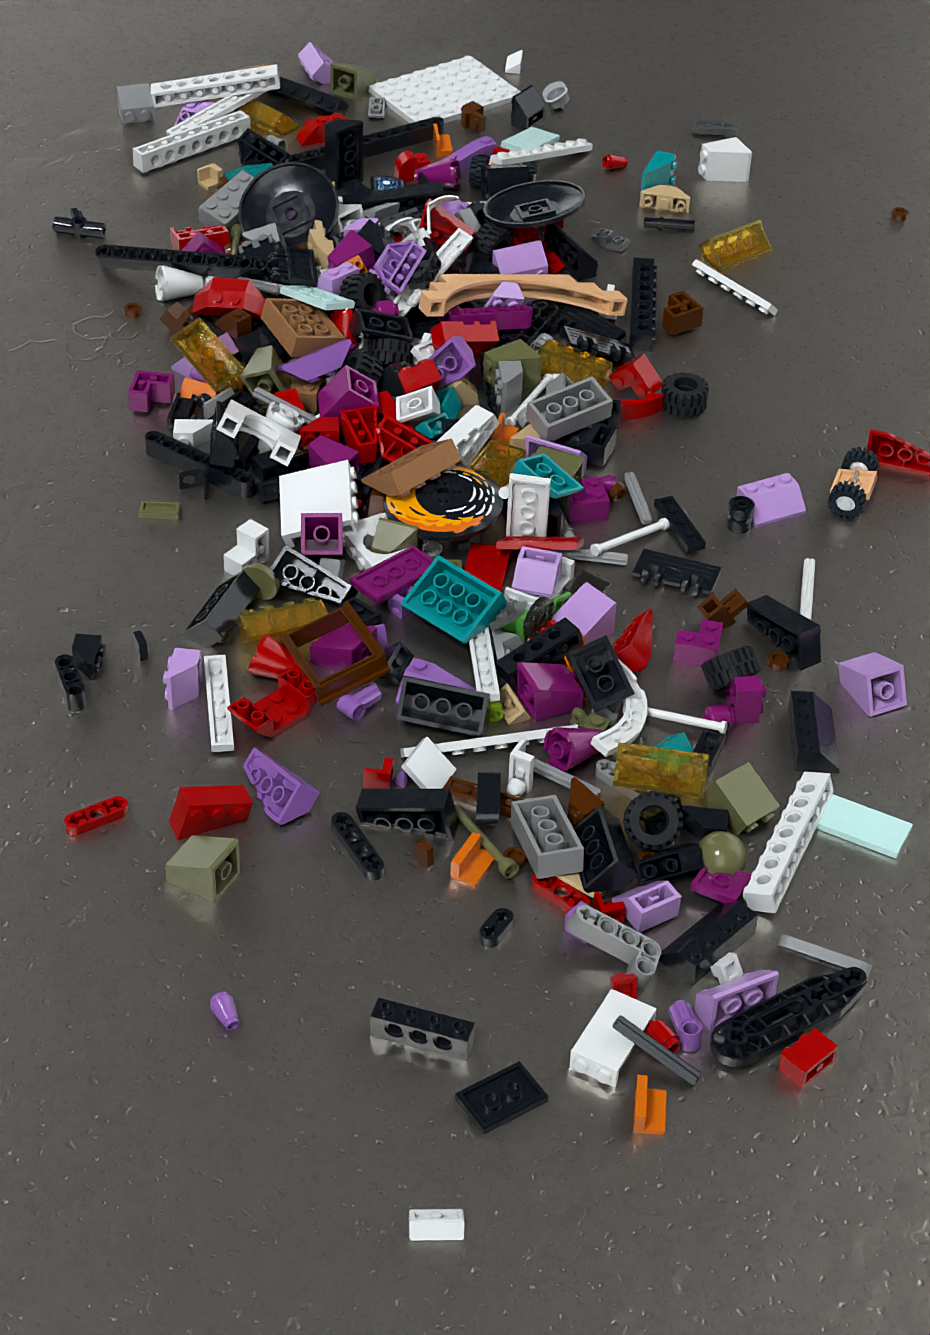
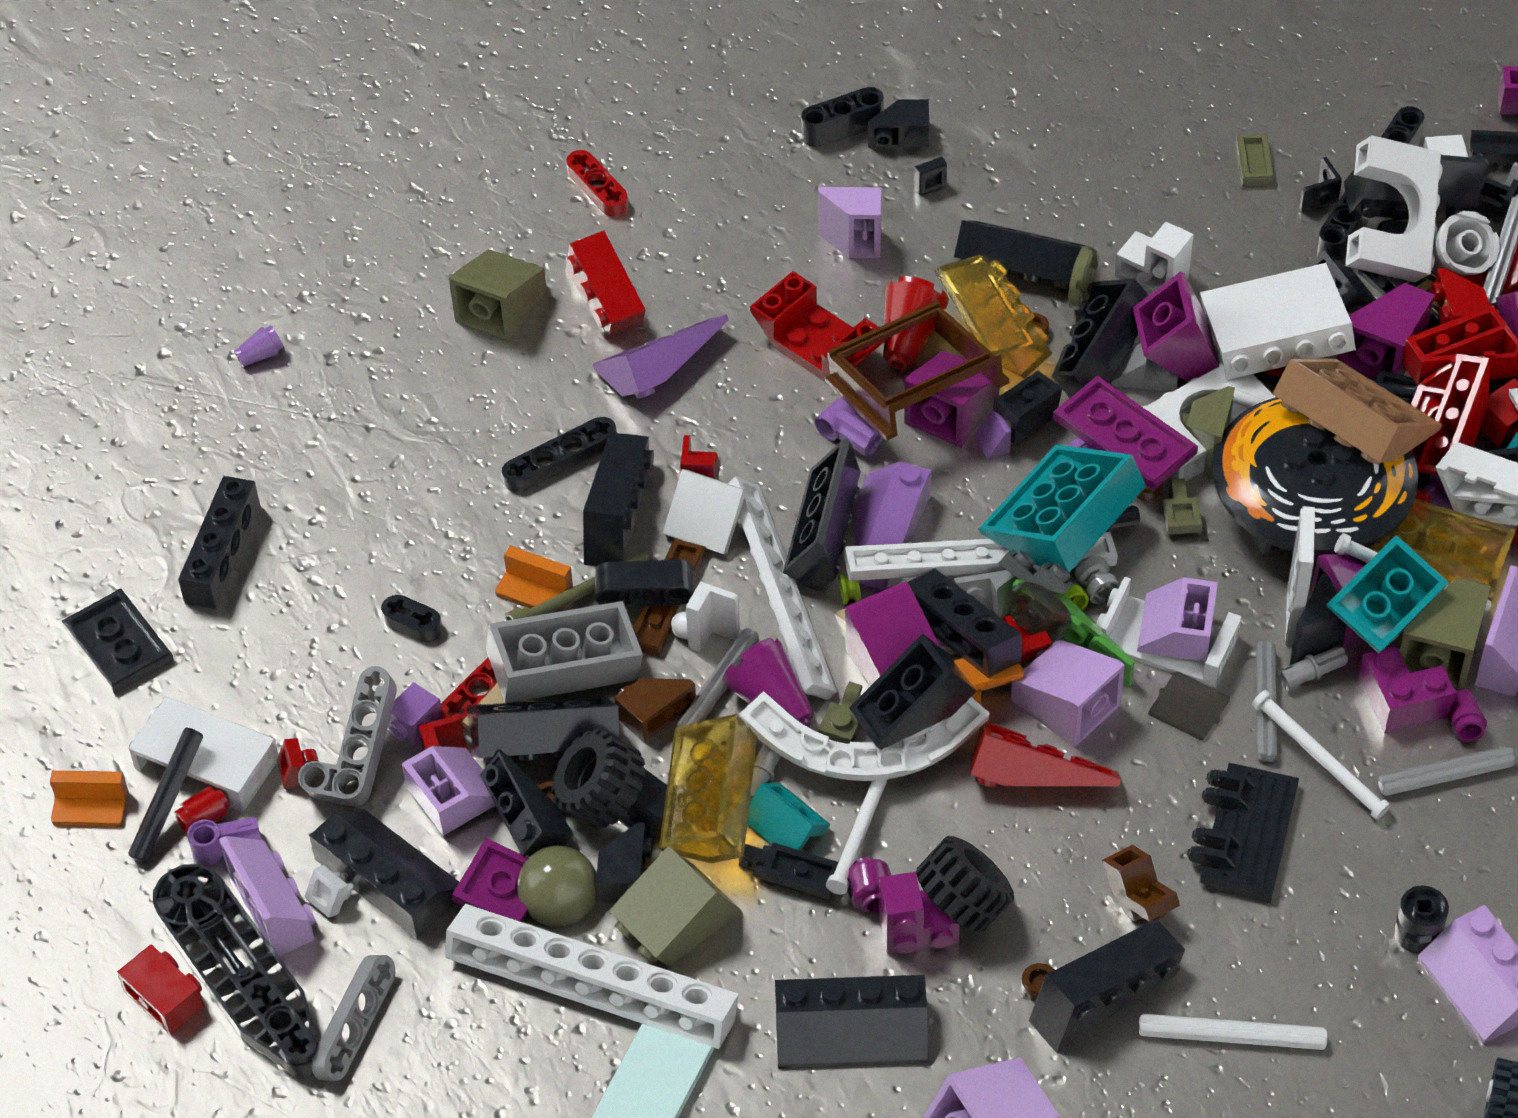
camera: 90 degrees right, 10 degrees up
(218, 700) = (832, 271): white plate -> none
(398, 660) = (945, 461): black panel -> none
(424, 852) = (545, 524): reddish brown tile -> none
(488, 564) = (1163, 557): red tile -> none
(542, 543) = (1255, 619): red tile -> none
(617, 492) = (1448, 736): reddish brown tile -> none
(680, 524) = (1382, 831): black plate -> none
(696, 648) = (1044, 865): magenta brick -> none

